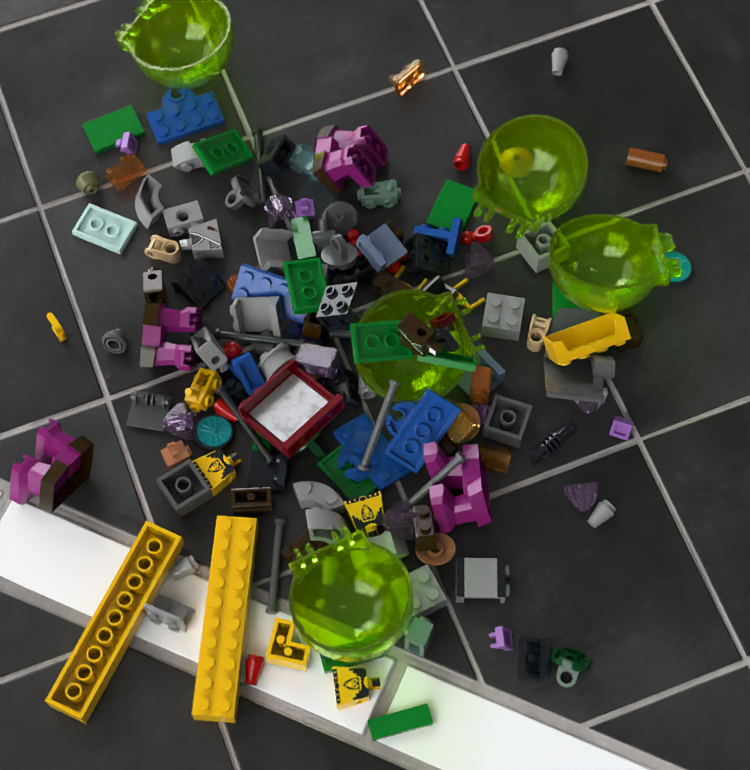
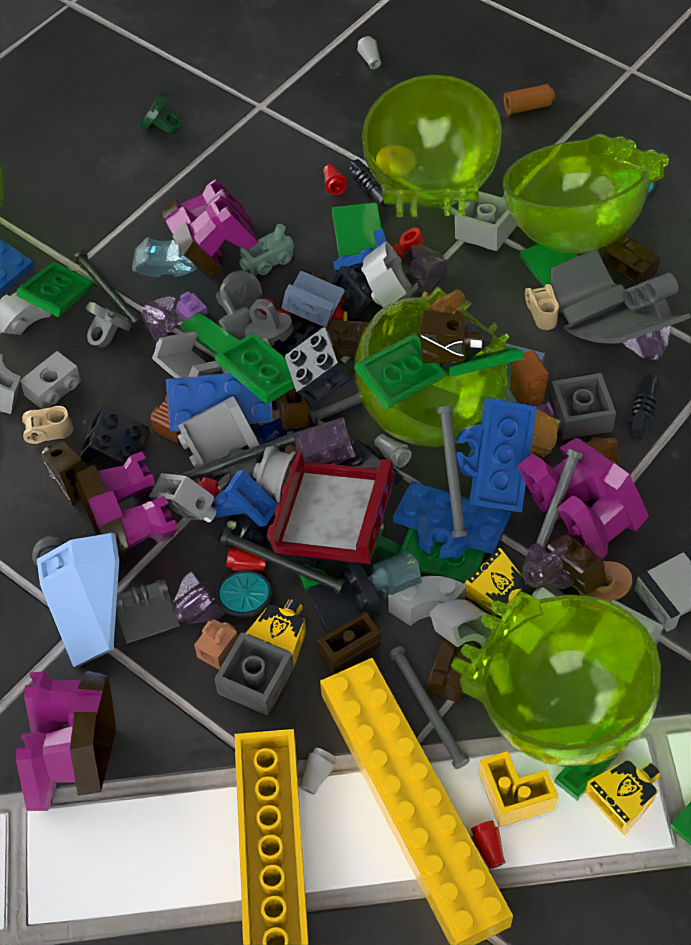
camera: 30 degrees left, 10 degrees down
(112, 379) = (82, 594): none -> light blue wedge
(170, 613) = (336, 837): light grey bracket -> none
(202, 390) = (200, 550): yellow brick -> none
(204, 241) = (92, 390): light grey torso -> none
(276, 155) = (122, 265): black brick -> none
(304, 473) = (395, 574): none -> clear light blue brick
(374, 42) = (160, 115): none -> dark green tile
(408, 77) = (217, 132): clear orange tile -> none
(418, 635) = (672, 687): sand green brick -> none
(438, 256) = (385, 275): none -> light grey brick
(443, 309) = (448, 303): none -> clear orange cone
(502, 317) = (497, 303): light grey brick -> none
(586, 338) = (610, 276): yellow piece -> none

